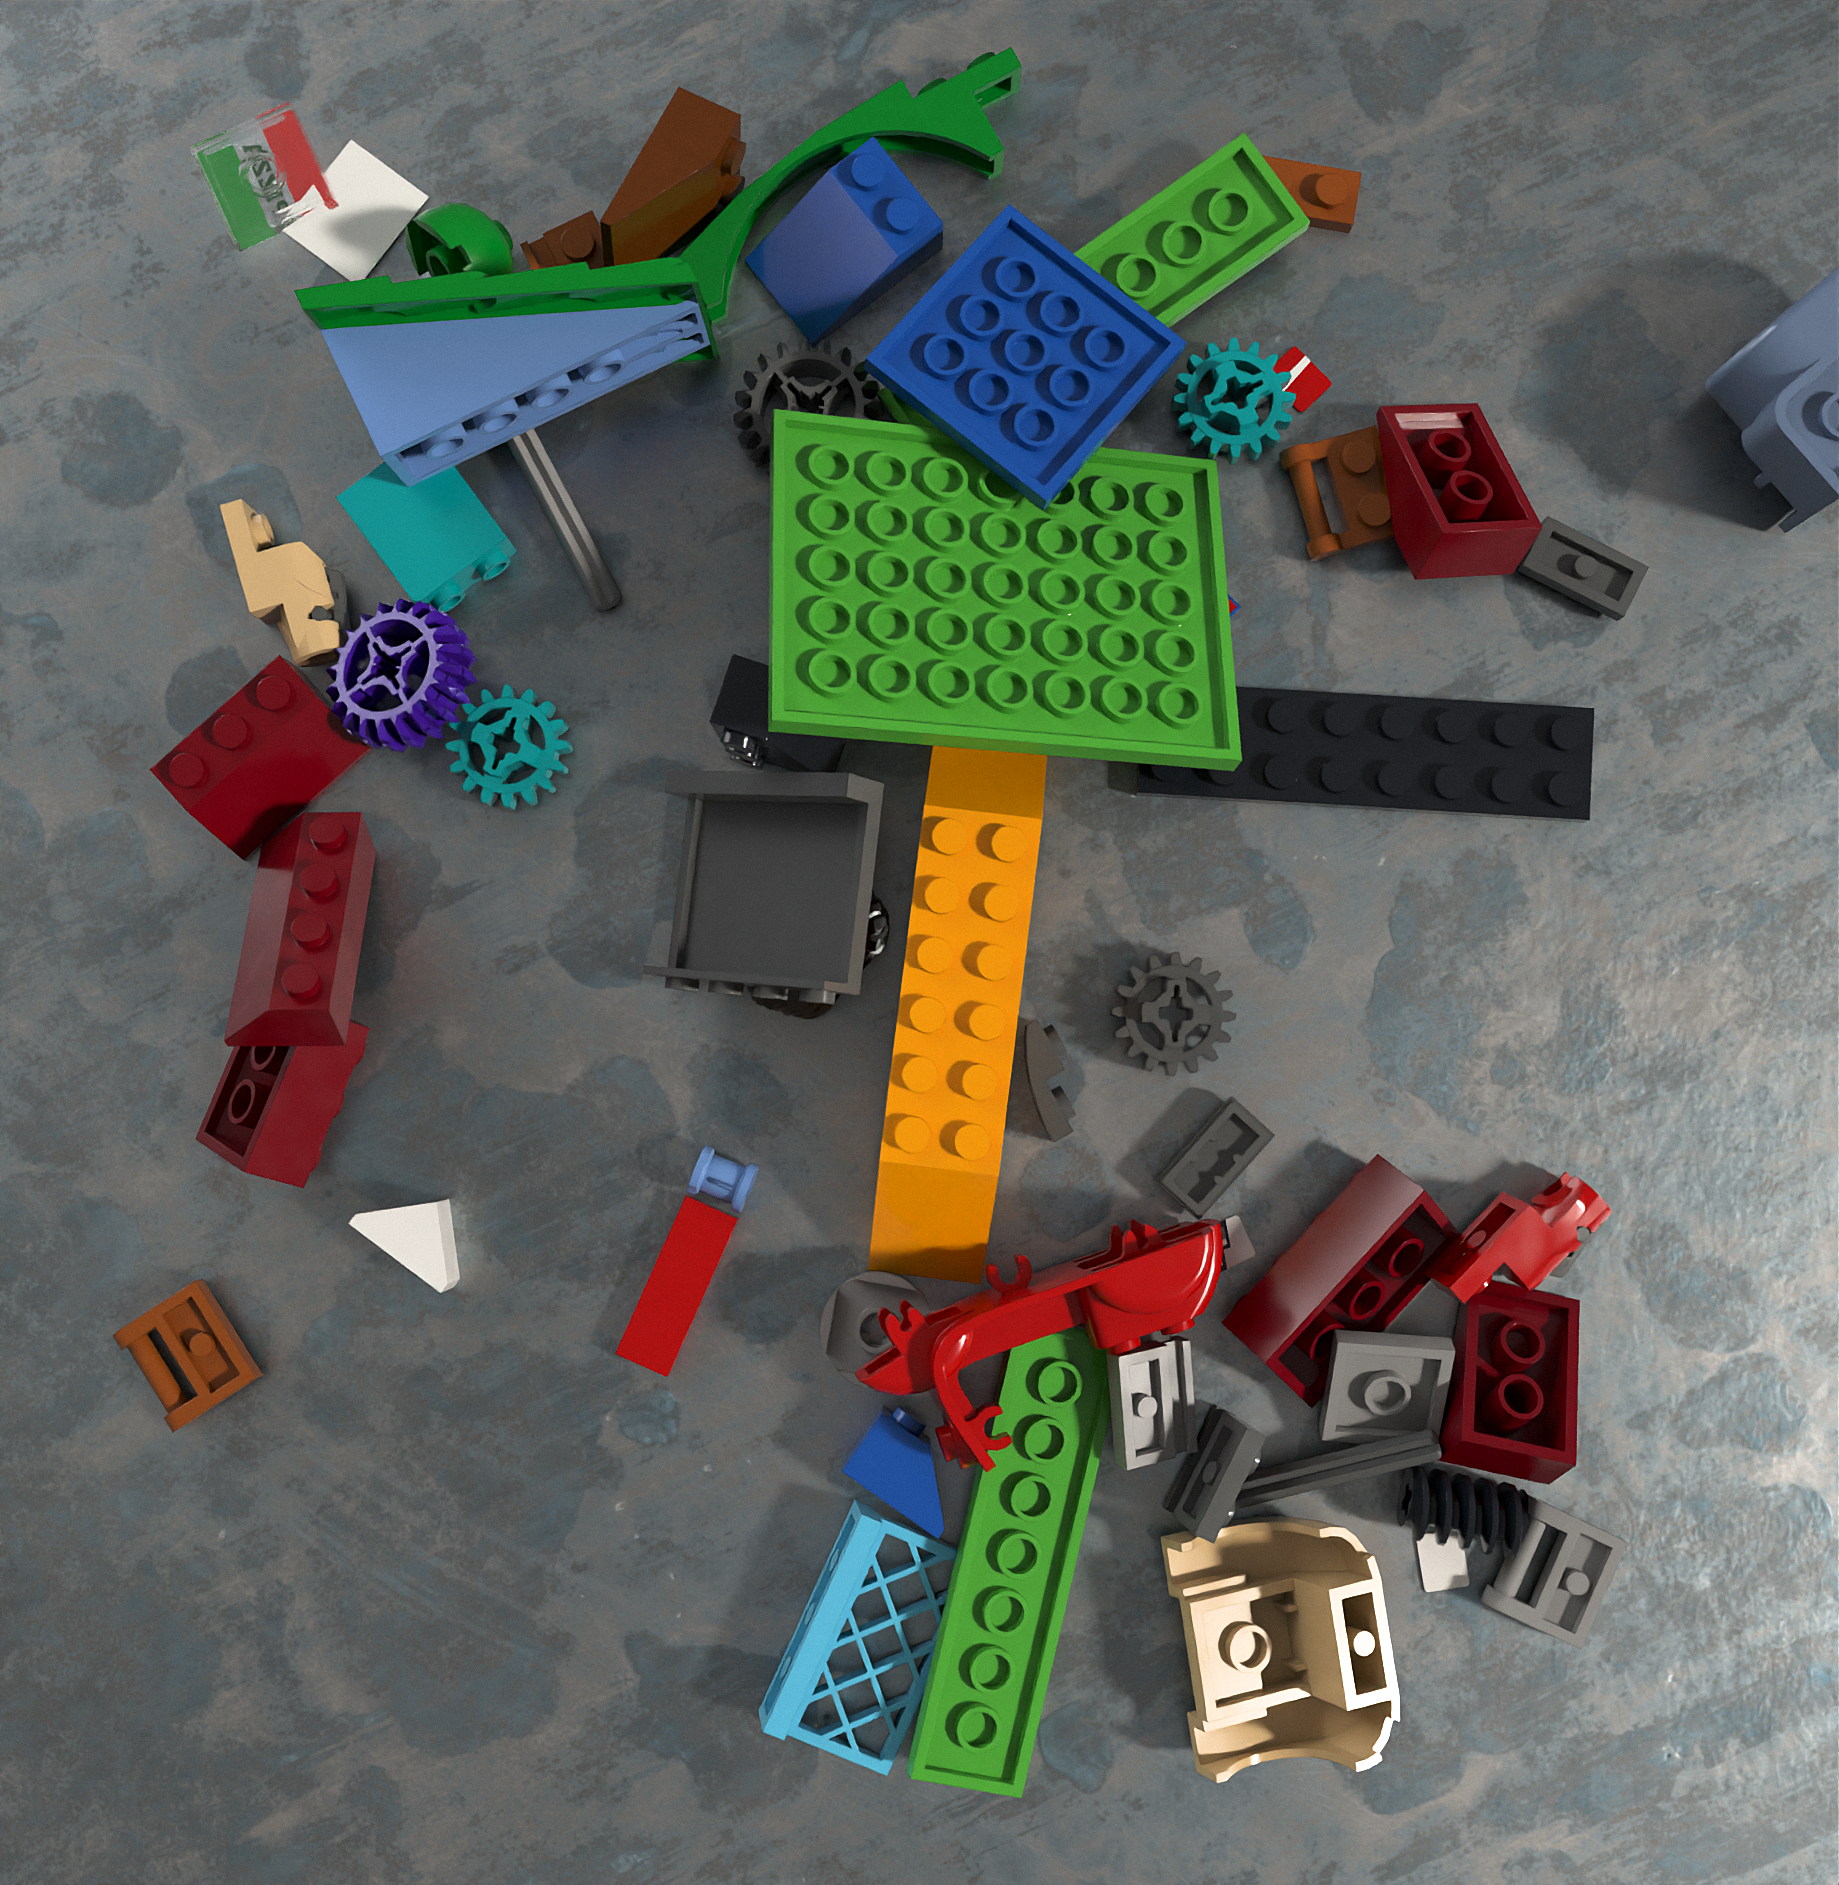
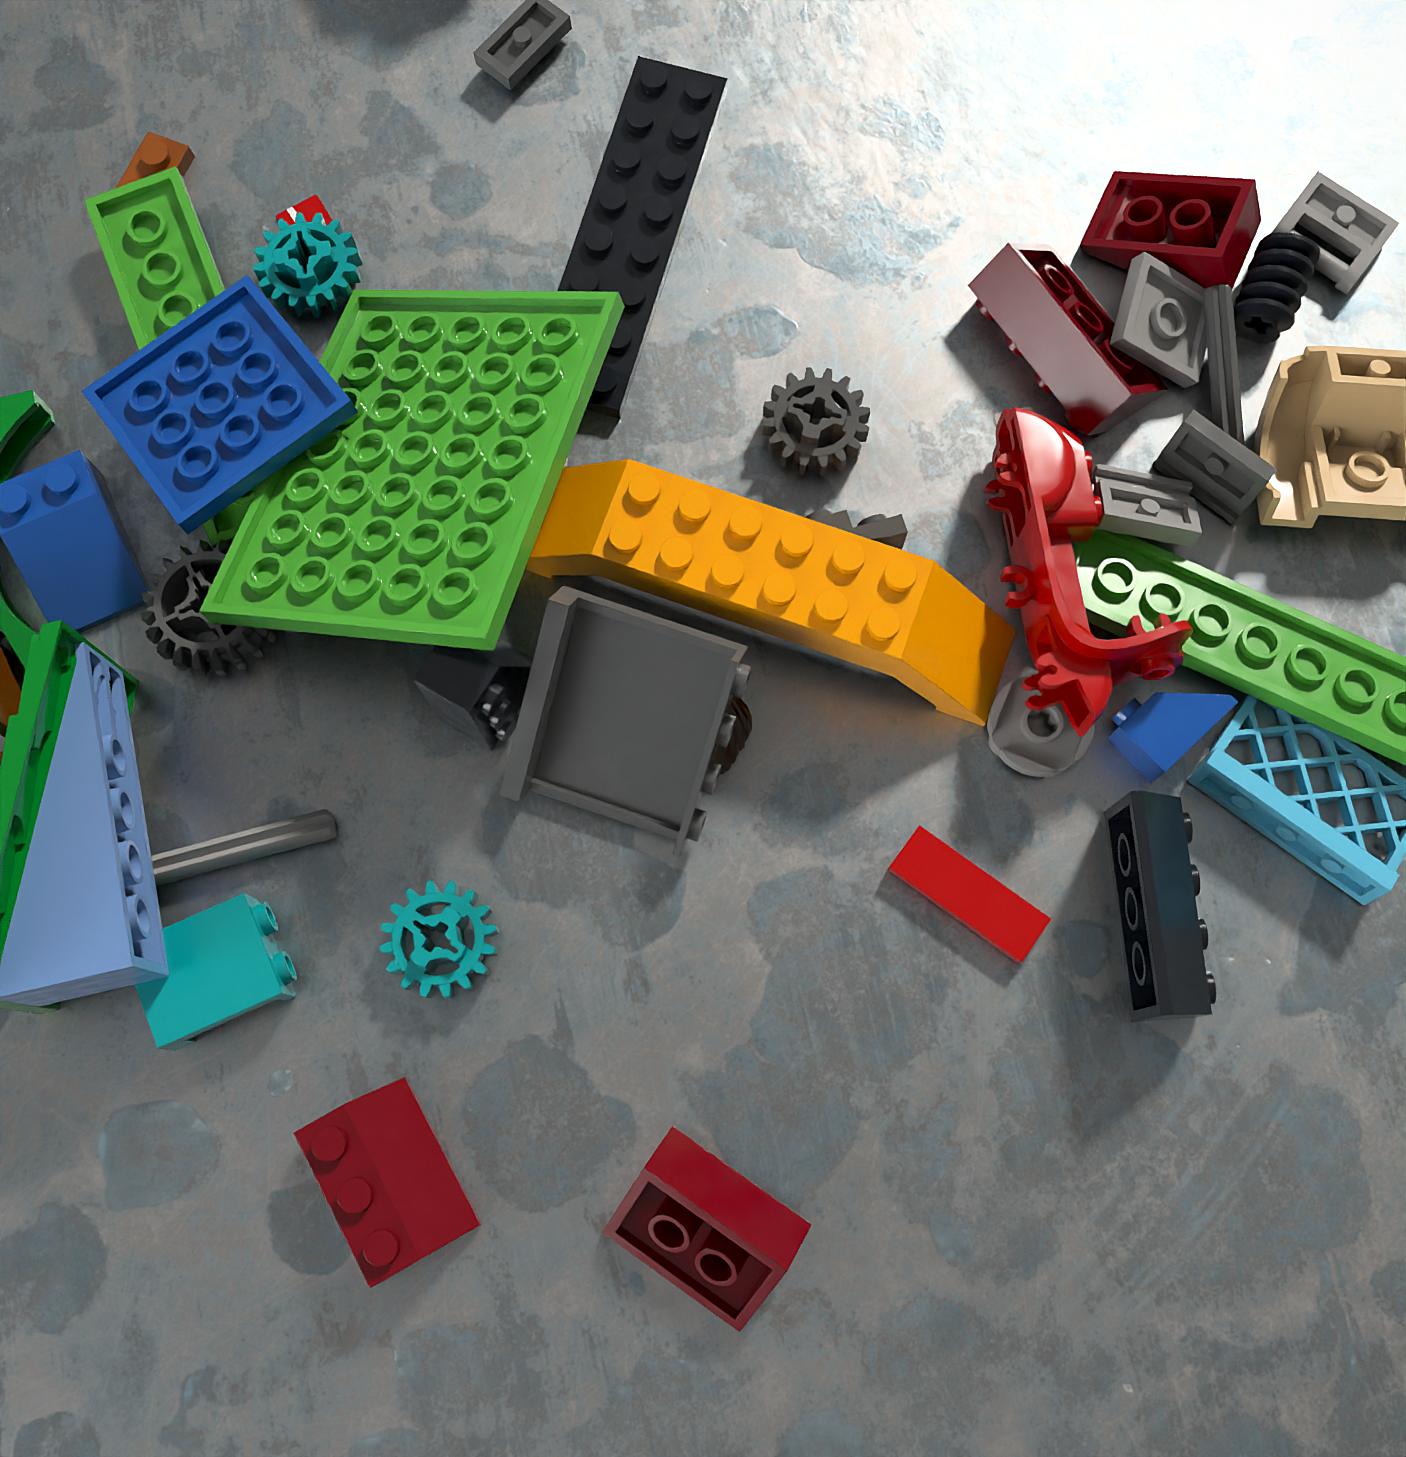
camera: 80 degrees left, 10 degrees down
(202, 1346) = (943, 1364): dark orange plate -> none
(288, 587) = (233, 1115): tan plate -> none
(304, 934) = (569, 1168): dark red slope -> none
(404, 662) = (344, 1056): dark purple gear -> none
(416, 1237) = (877, 1126): white slope -> none
(695, 1489) = (1158, 908): none -> black slope
(722, 1179) = (880, 829): medium blue bush -> none
(1214, 1158) = (944, 416): dark grey plate -> none
(1358, 488) = (409, 189): dark orange plate -> none
(1442, 1565) = (1314, 319): white sticker -> none
(1452, 492) = (436, 113): dark red slope -> none
(1522, 1239) = (1058, 197): red plate -> none

